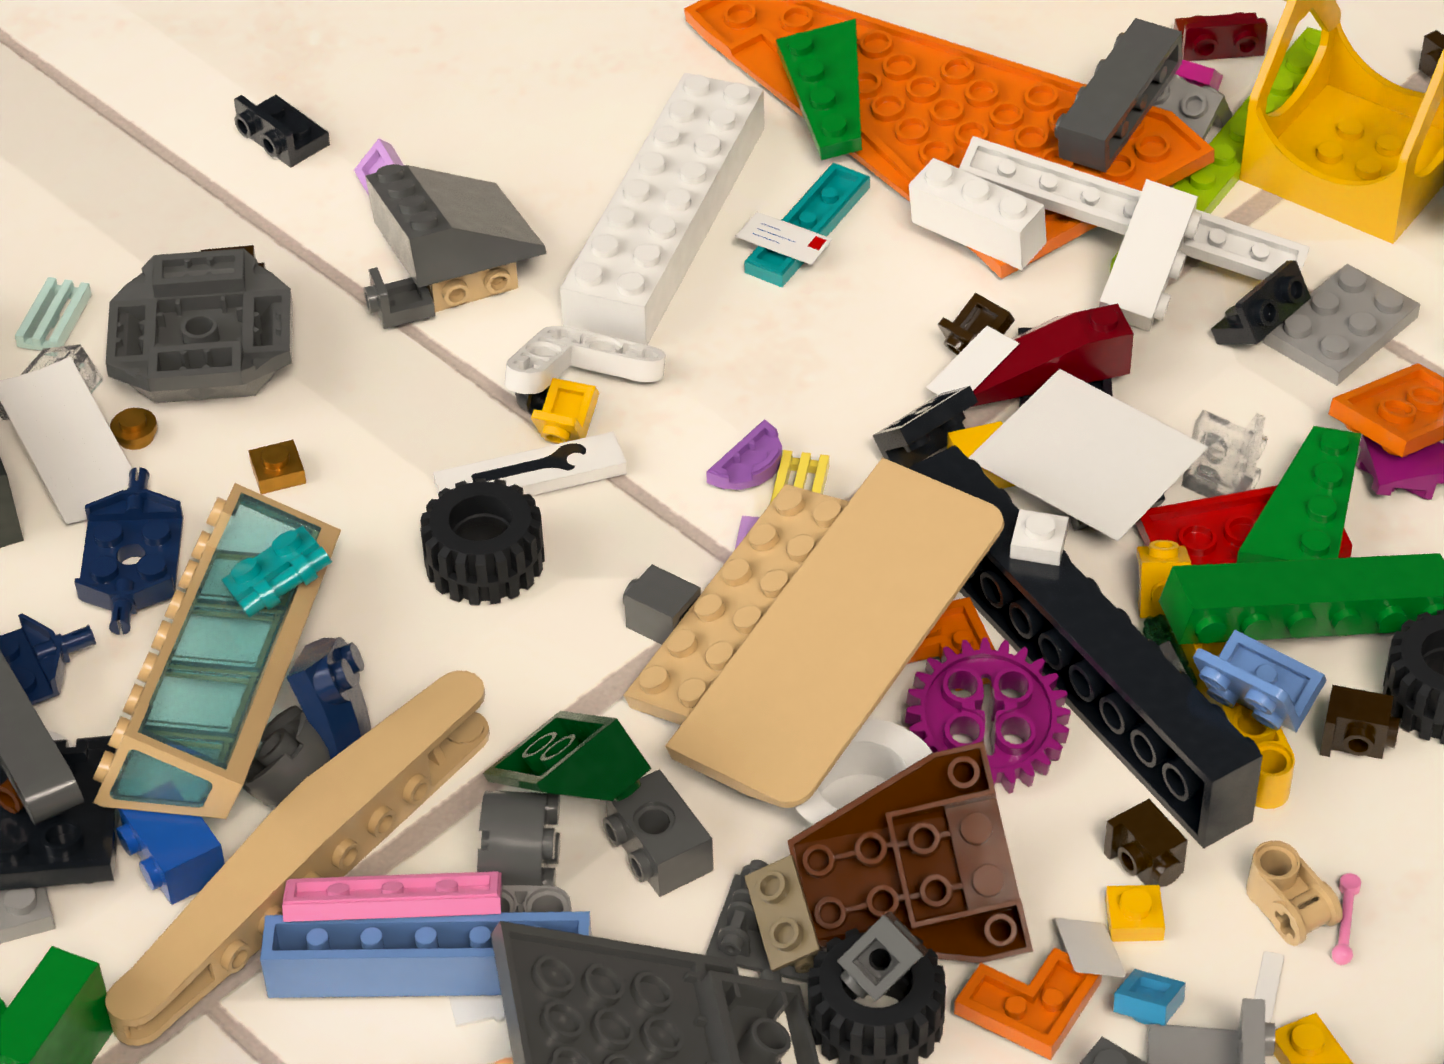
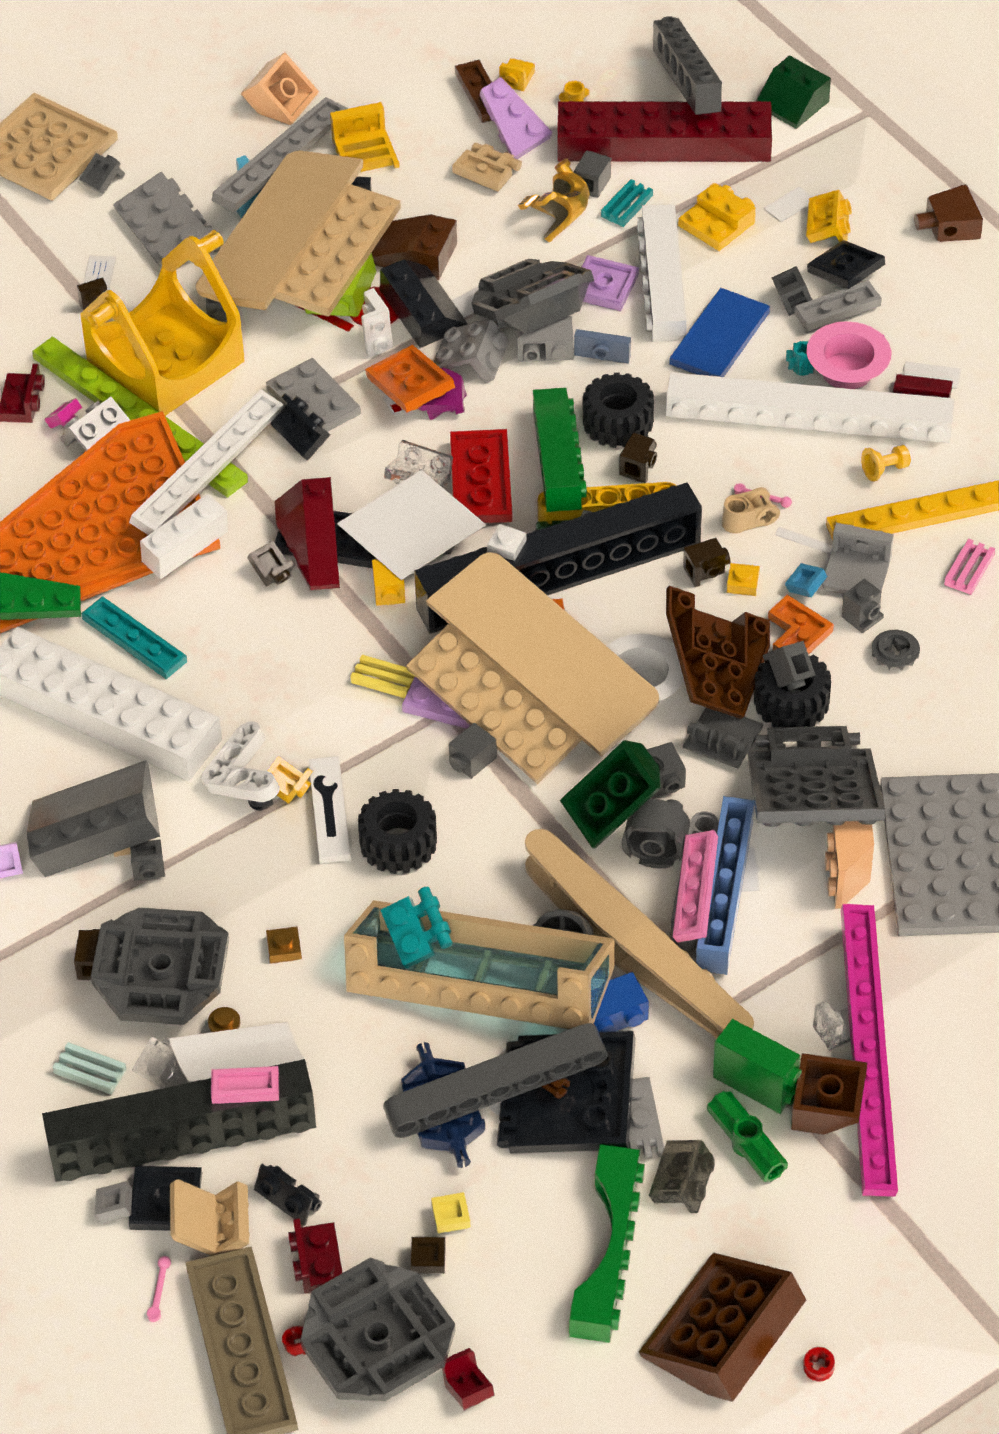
camera: 80 degrees left, 5 degrees up
(128, 526) = (326, 1017): dark blue plate -> none
(330, 691) = (527, 900): dark blue slope -> none
(749, 461) = (353, 693): medium lavender plate -> none
(783, 916) = (734, 715): dark tan hinge -> none
(784, 238) = (151, 647): white sticker -> none
(925, 428) = (359, 597): black bracket -> none
(974, 361) = (315, 566): white sticker -> none
(1033, 717) = (601, 605): magenta gear -> none
(1090, 947) = (768, 598): white sticker -> none
(1119, 94) = (105, 440): dark grey brick -> none
(1151, 253) = (252, 461): white brick -> none
(1154, 568) = (514, 511): yellow bracket -> none
(1260, 679) = (625, 476): medium blue bracket -> none
(1309, 503) = (485, 440): green wing -> none

